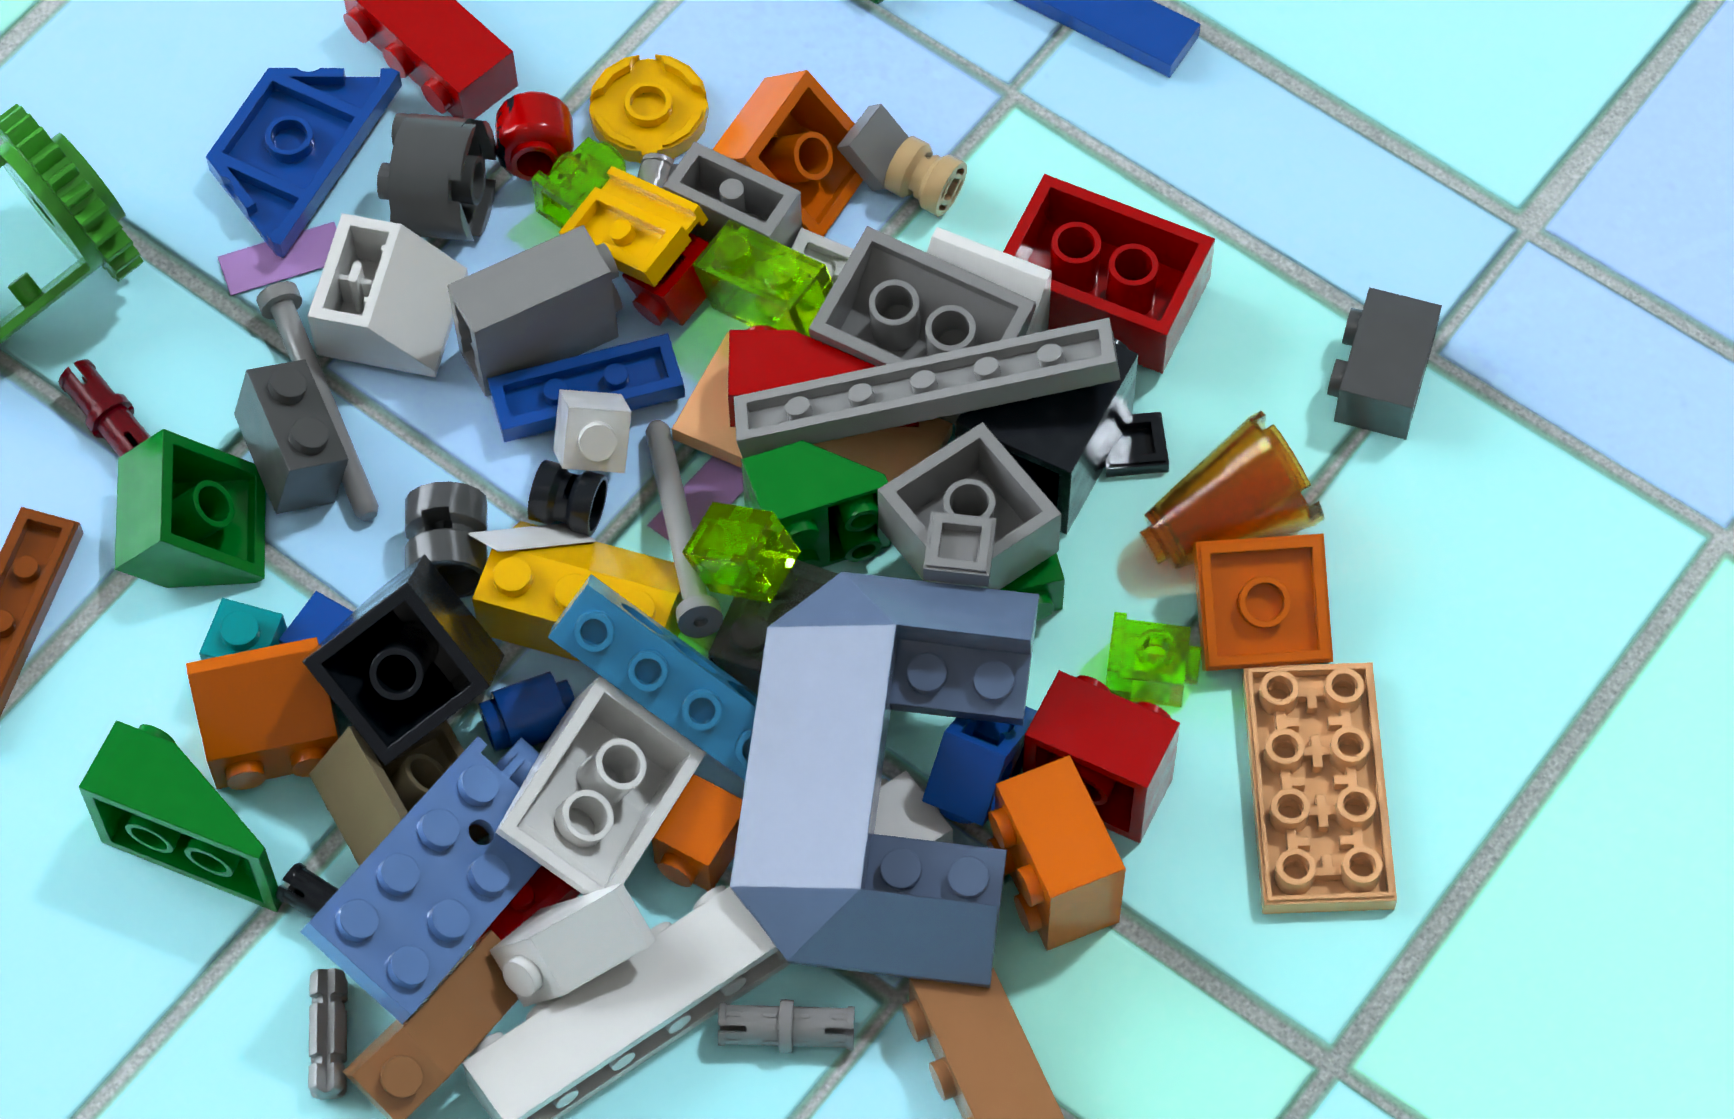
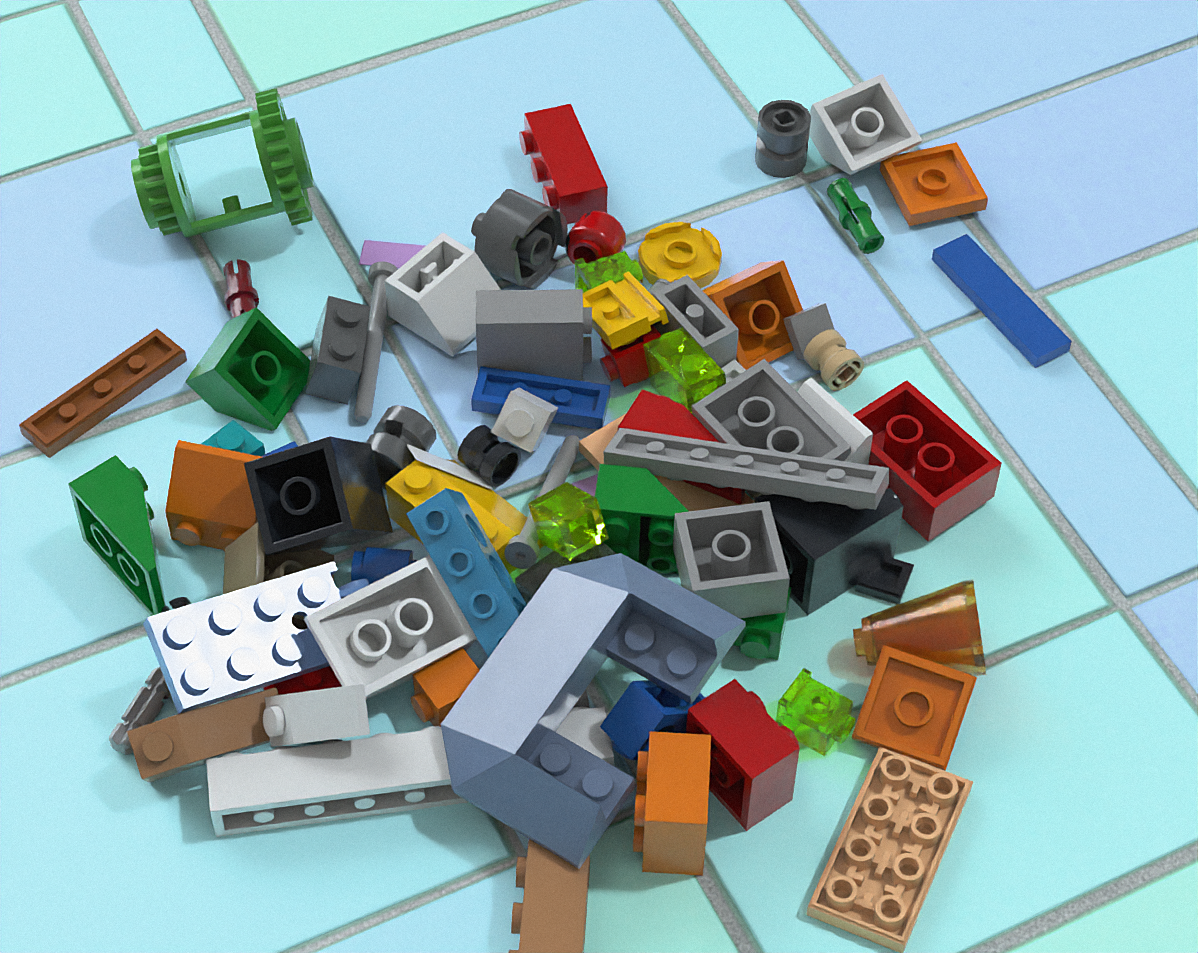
camera: 25 degrees right, 10 degrees down
(295, 143) = (447, 193): blue wing -> none
(786, 1026) = (435, 838): light grey pin -> none
(959, 549) = (706, 570): light grey tile -> none
(1386, 362) = (1086, 594): dark grey brick -> none

